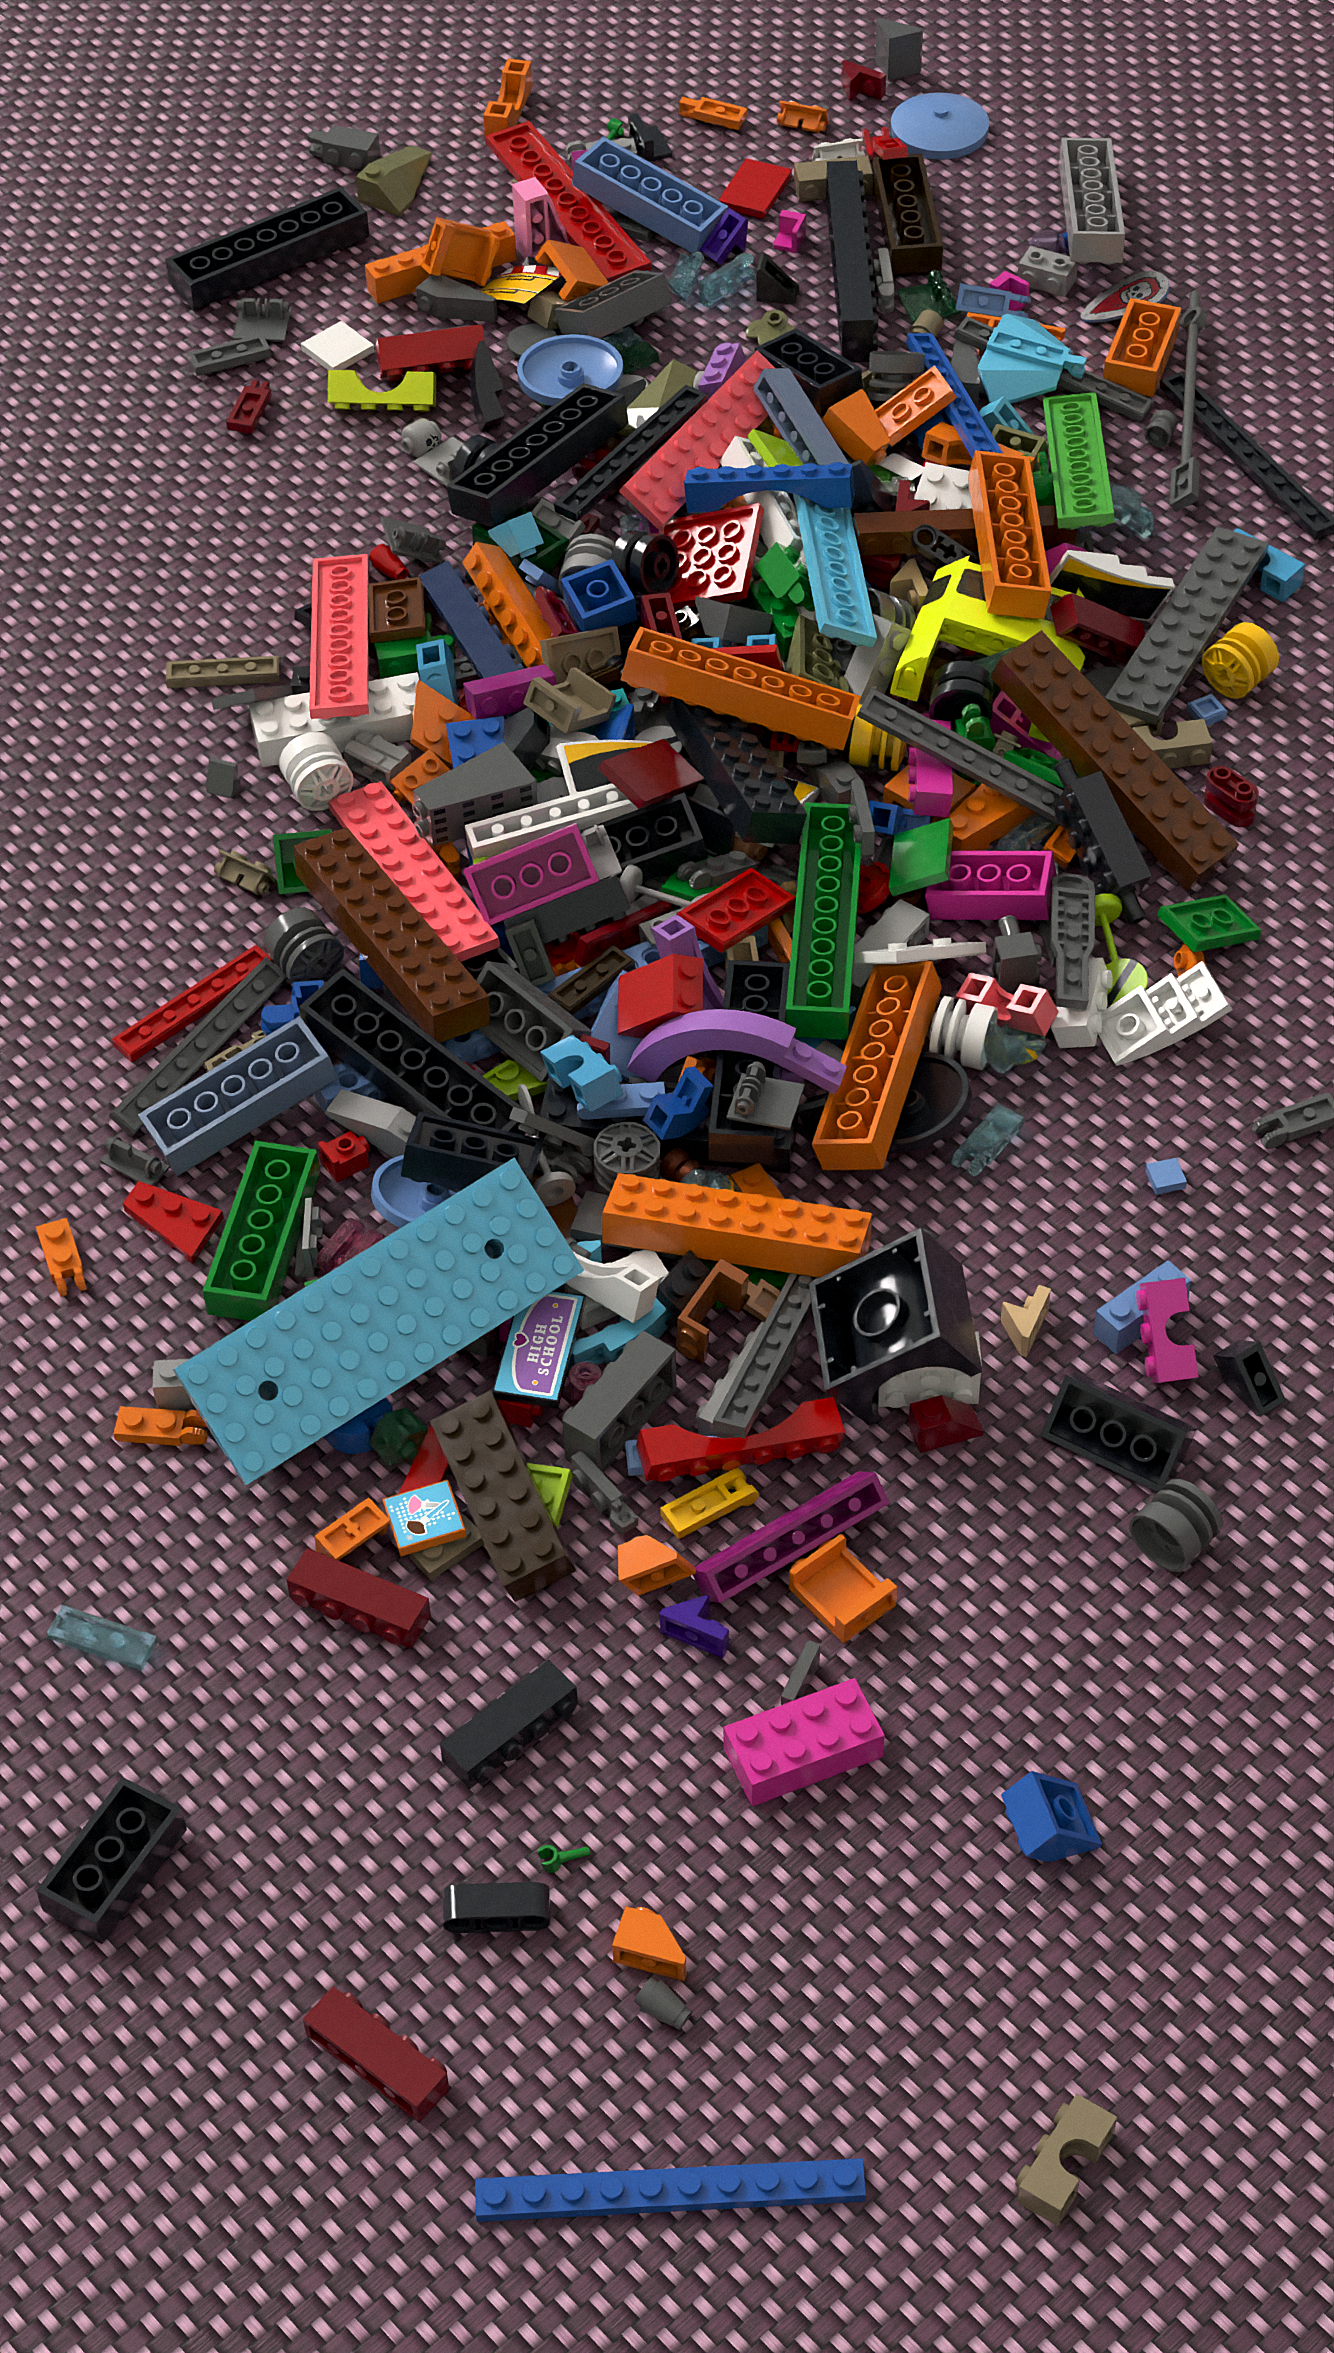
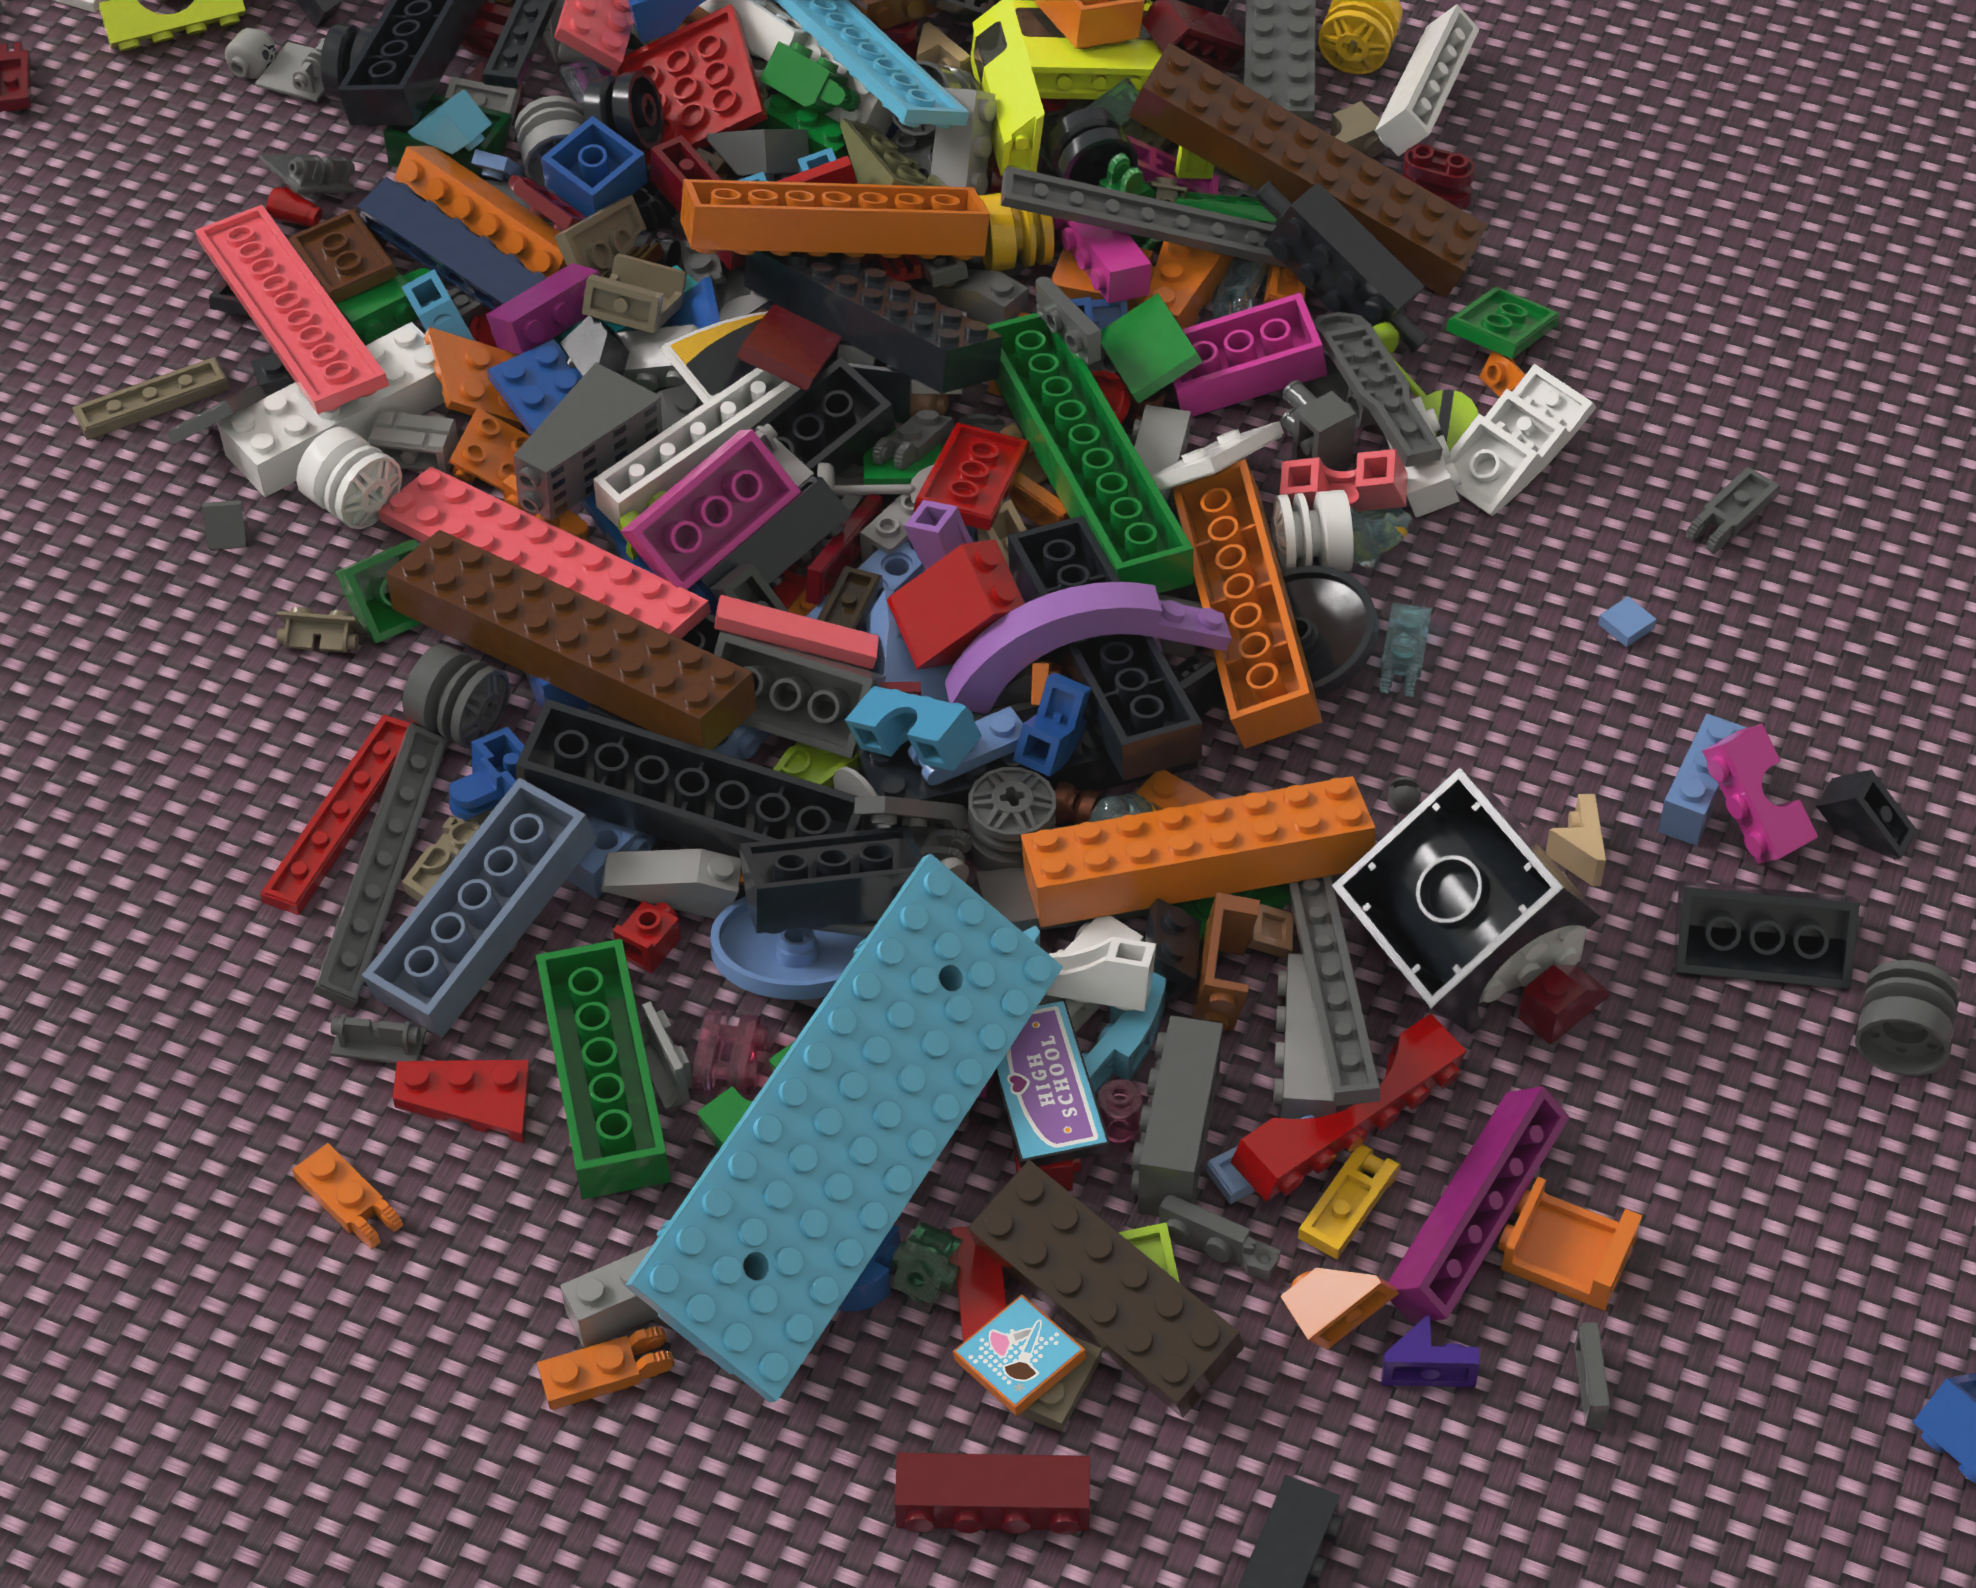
camera: 25 degrees left, 0 degrees up
(351, 1530) = (939, 1408): orange hinge -> none
(544, 979) = (796, 632): none -> coral tile
(765, 1099) = (1167, 681): dark grey hinge -> none
(803, 1742) = (1644, 1453): dark pink brick -> none
(1208, 709) = (1346, 92): medium blue tile -> none
(1264, 718) = (1427, 81): none -> white brick

